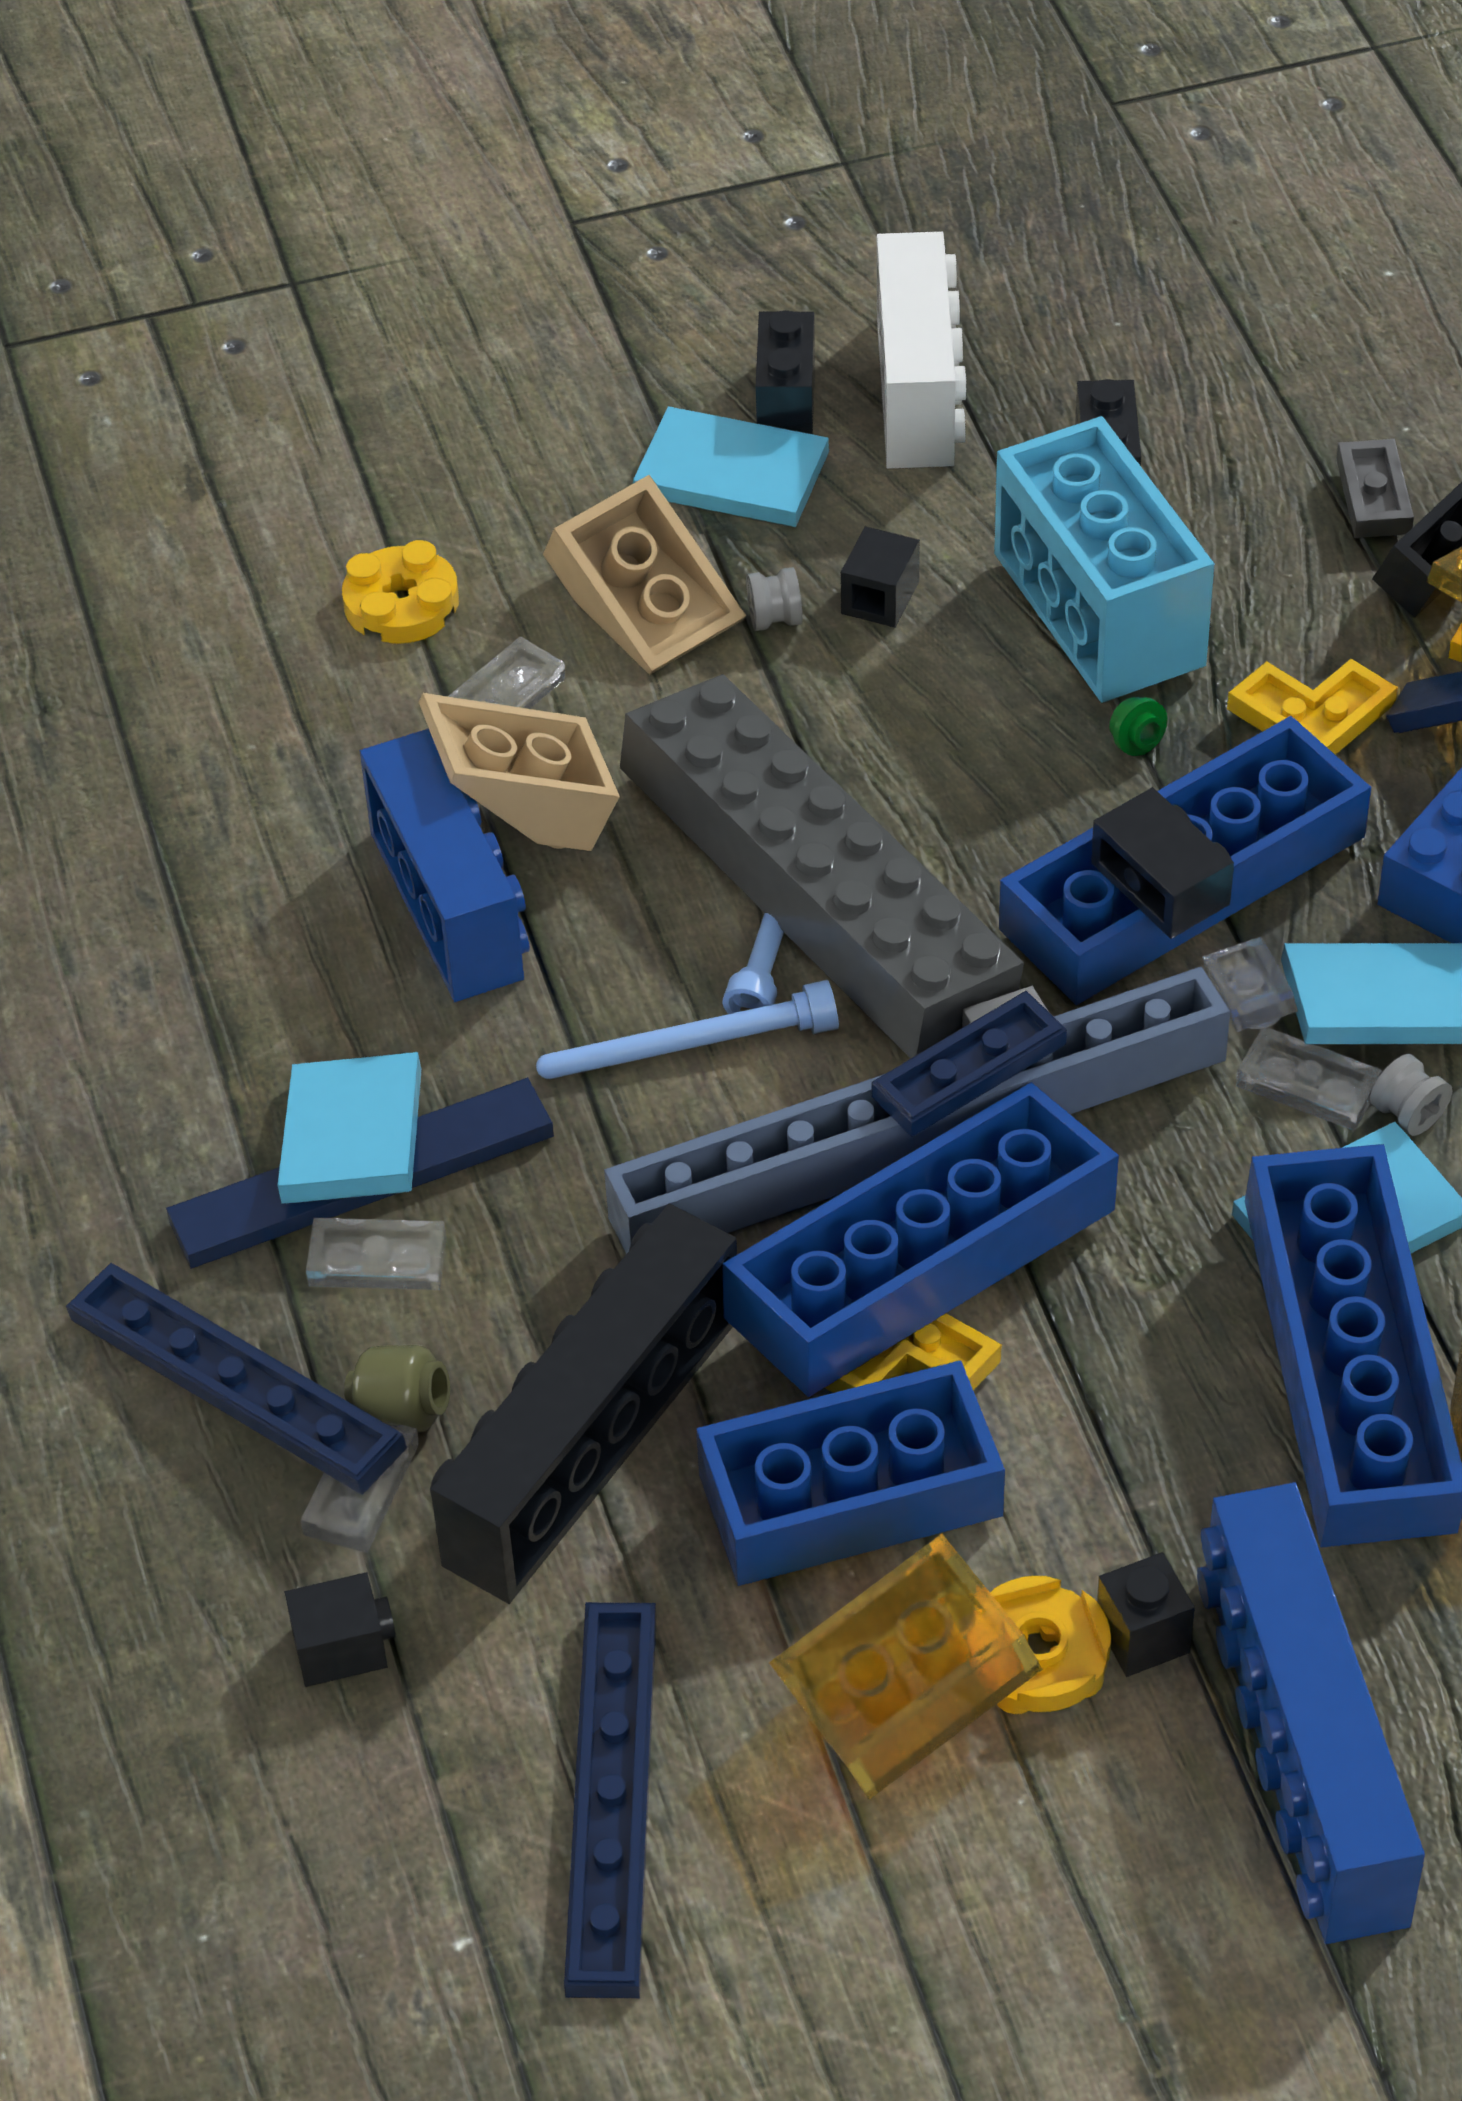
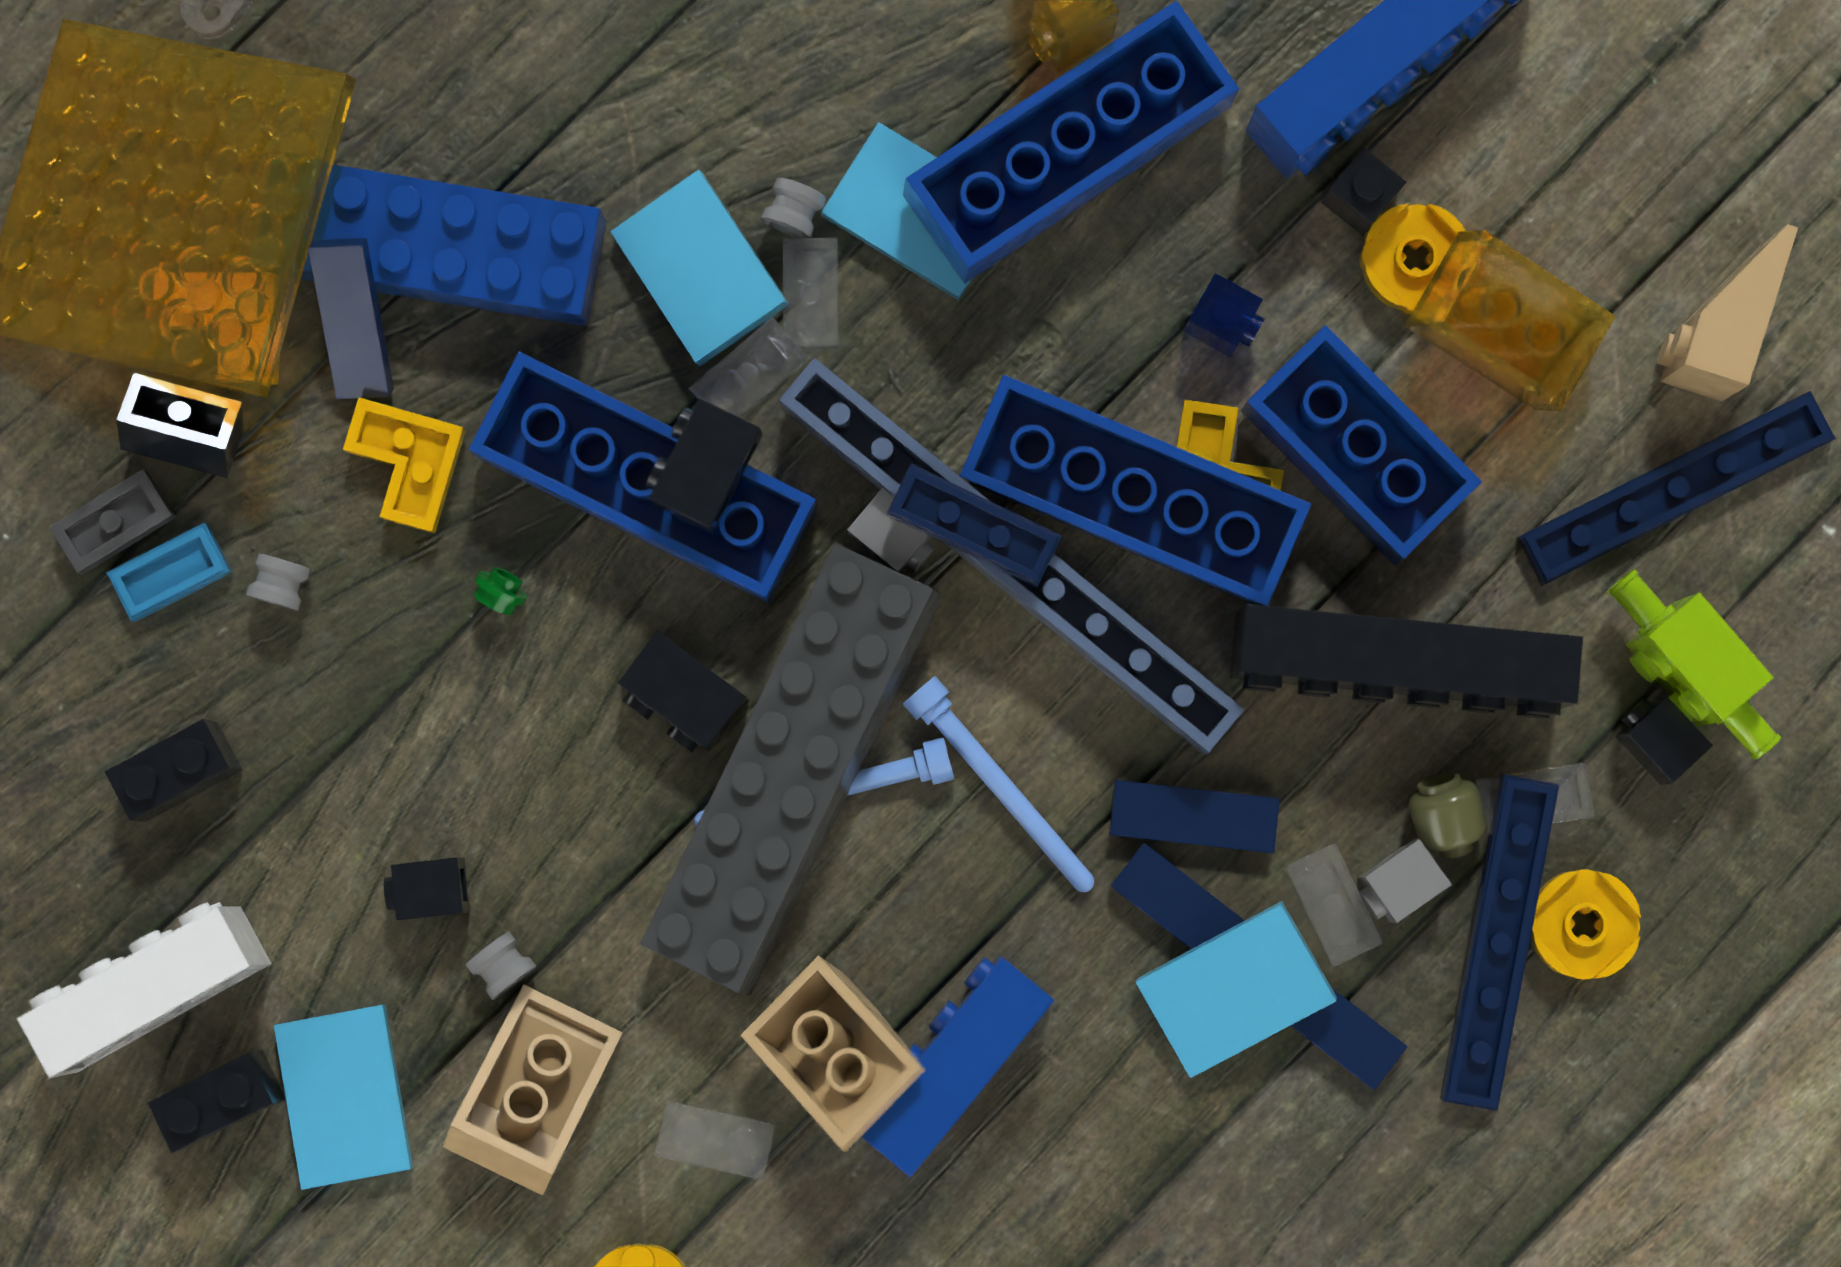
camera: 120 degrees left, 35 degrees up
(200, 1503) = (1615, 924): none -> yellow plate
(353, 1315) = (1402, 882): none -> light grey brick
(400, 1677) = (1697, 662): none -> lime brick
(549, 1183) = (1194, 816): none -> dark blue tile
(760, 1892) = (1723, 337): none -> tan slope
(954, 816) = (681, 692): none -> black brick
(1075, 1417) = (1225, 316): none -> clear blue brick
(1103, 558) = (353, 689): medium azure brick -> none
(1246, 574) = (278, 582): none -> light grey wheel
(1303, 517) = (169, 572): none -> dark azure tile

